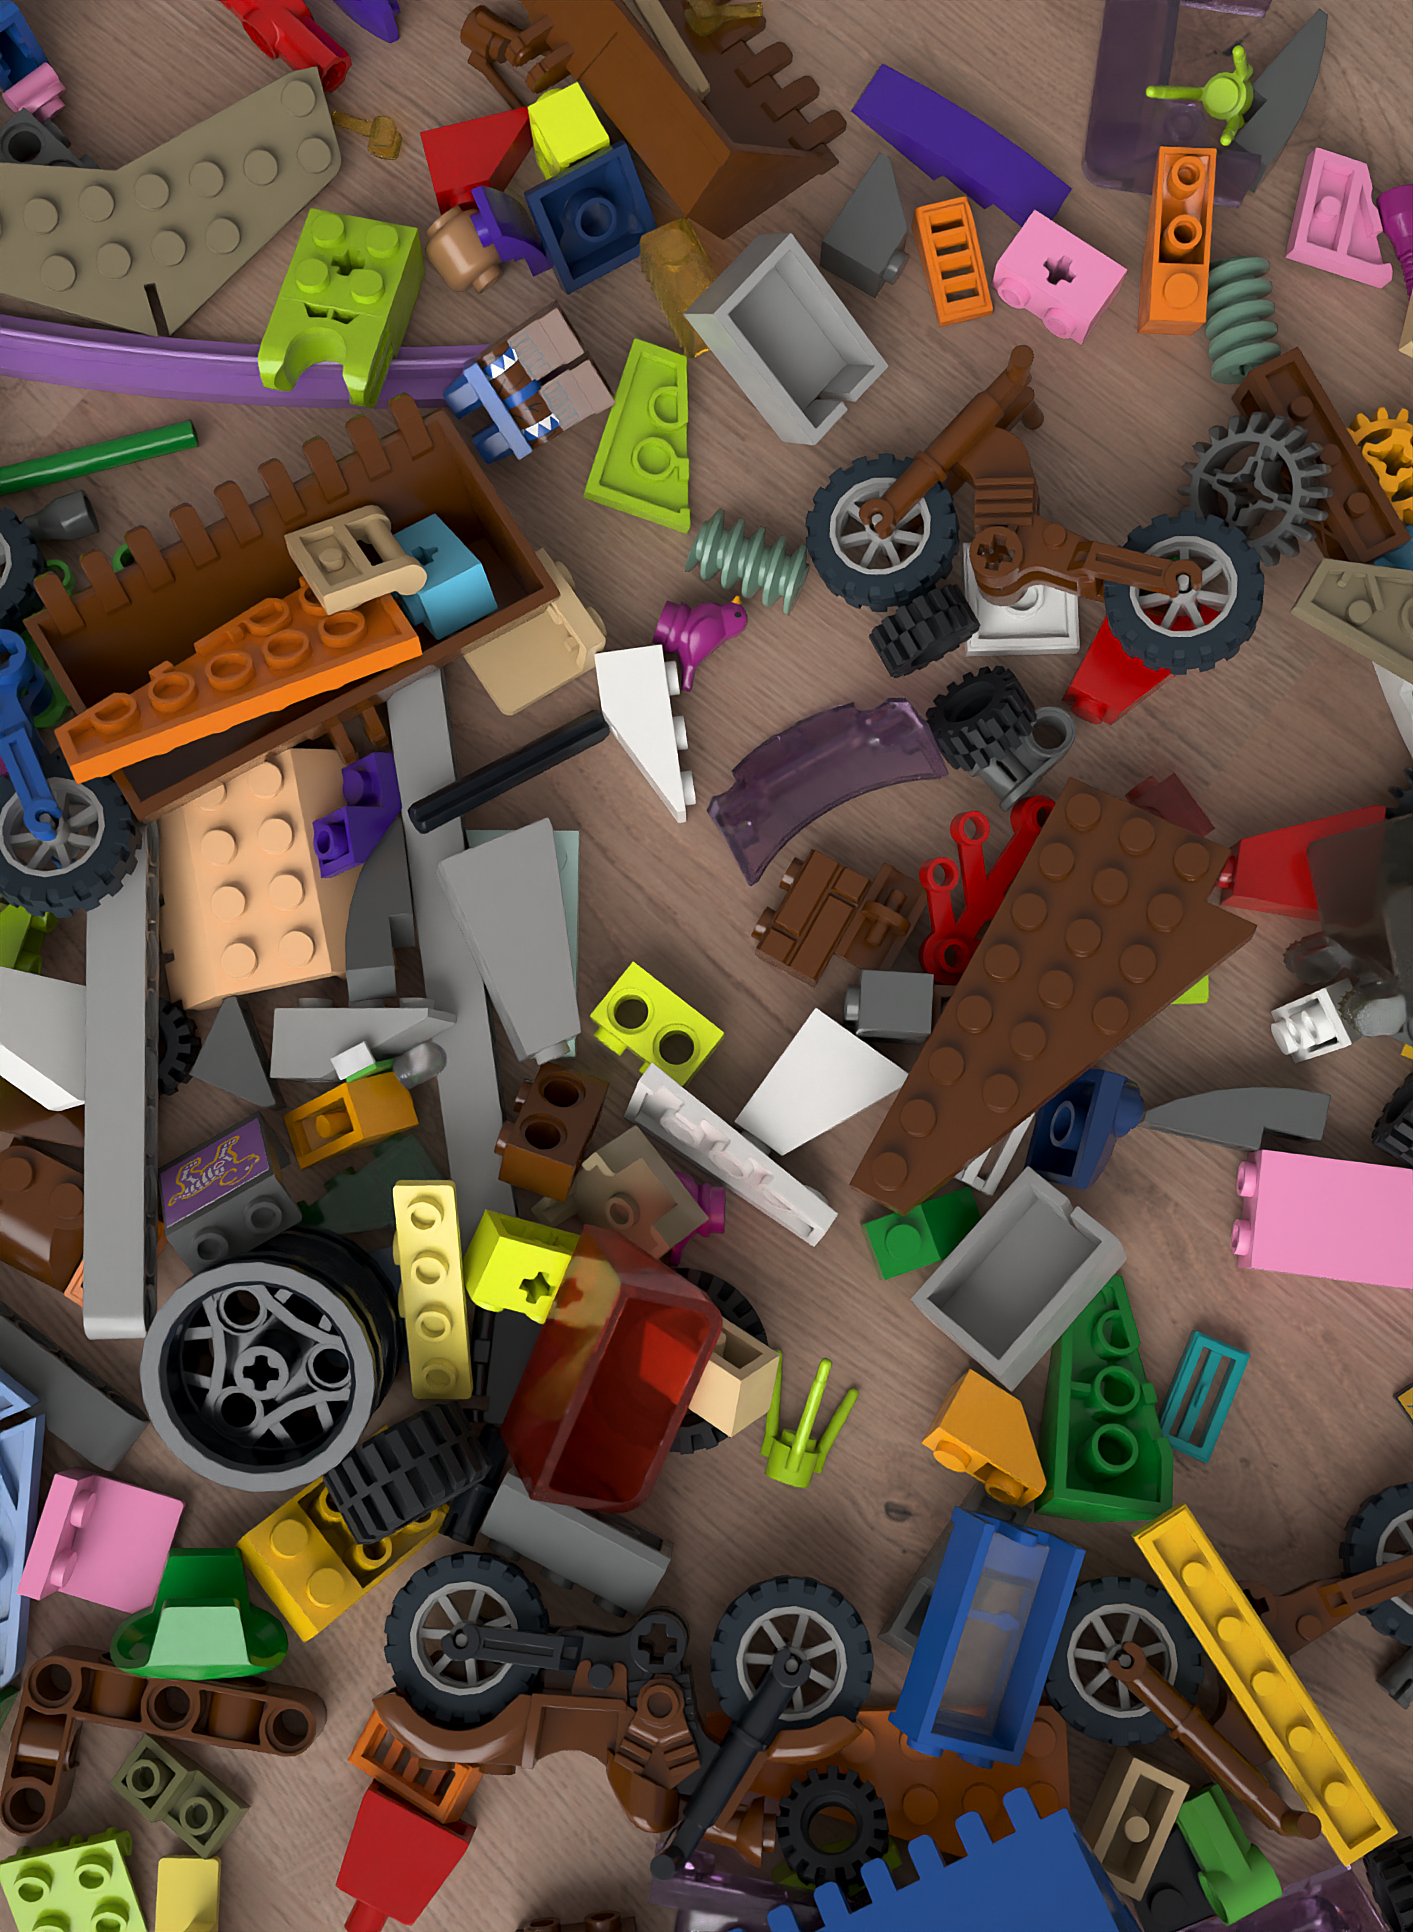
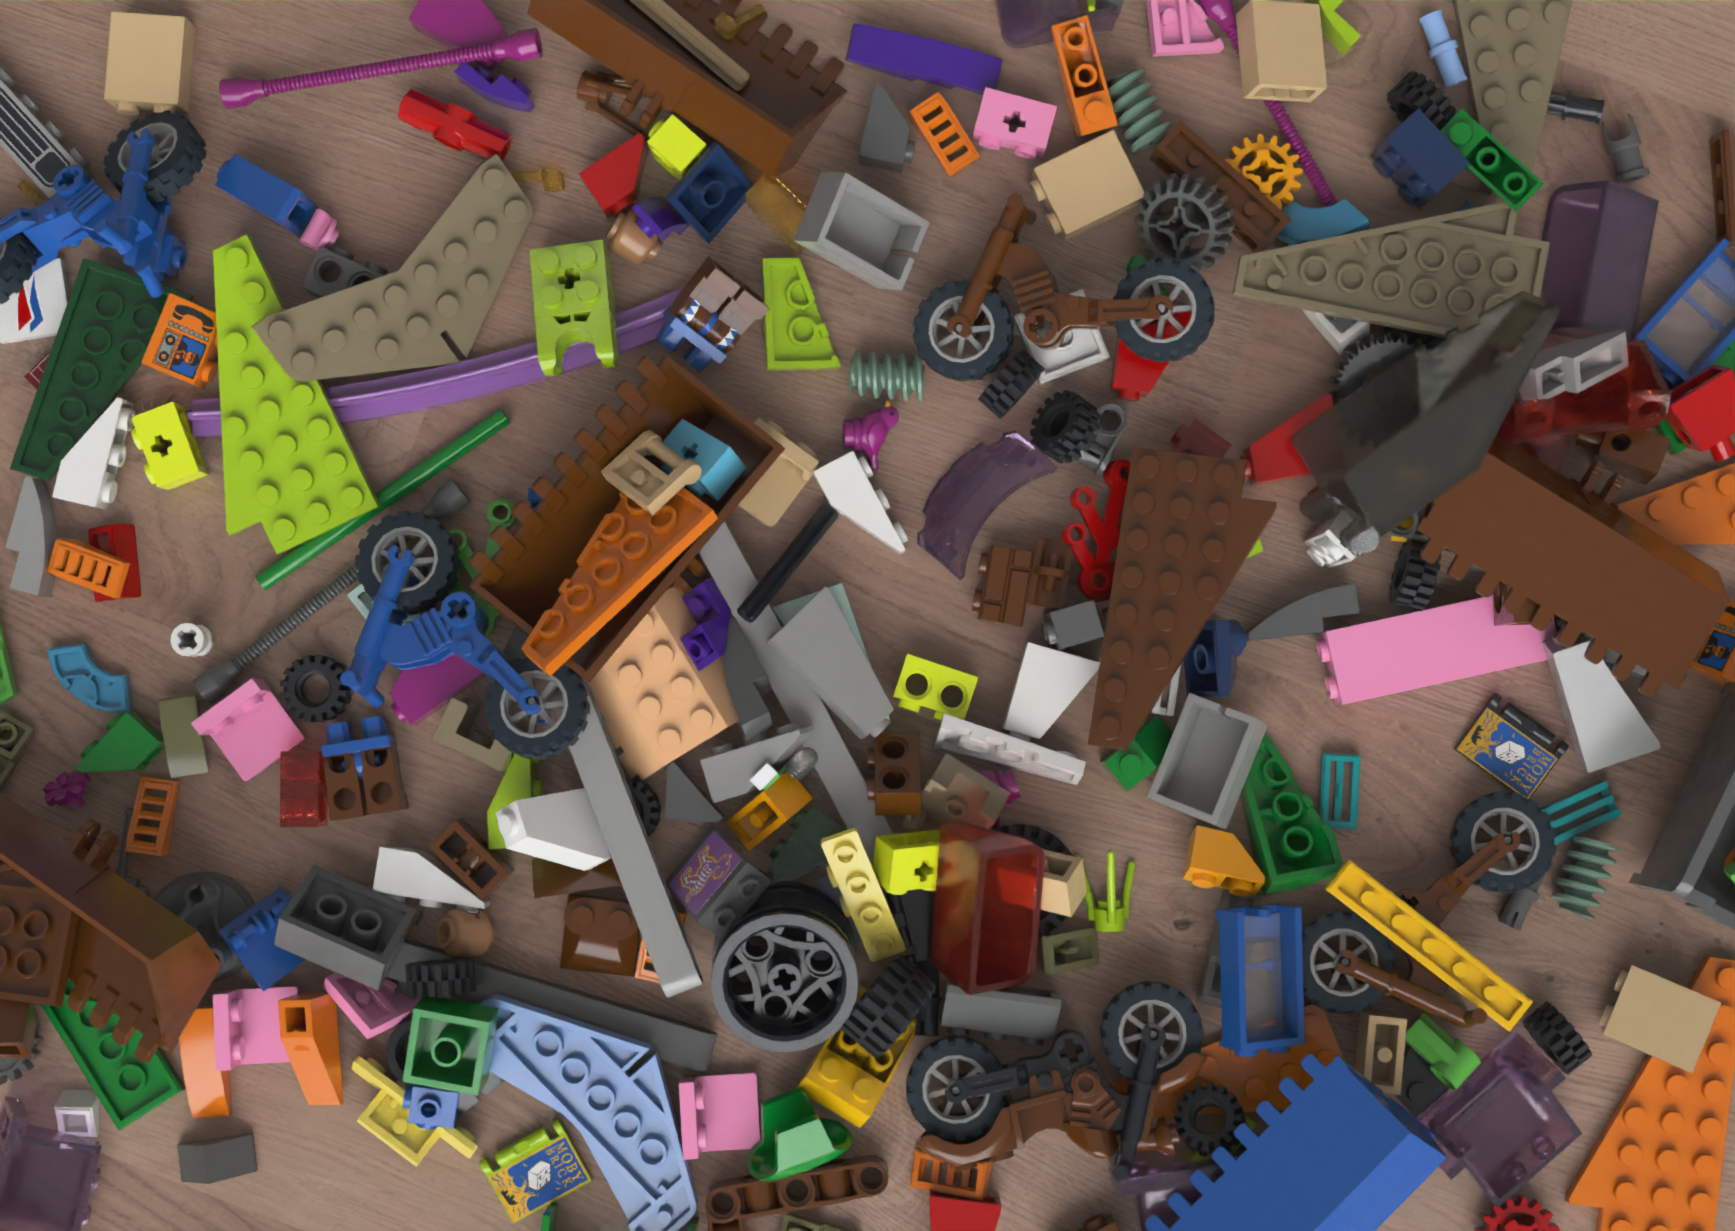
camera: 20 degrees left, 5 degrees up
(714, 1489) = (1069, 950): none -> olive slope
(1130, 399) = (1086, 186): none -> tan brick

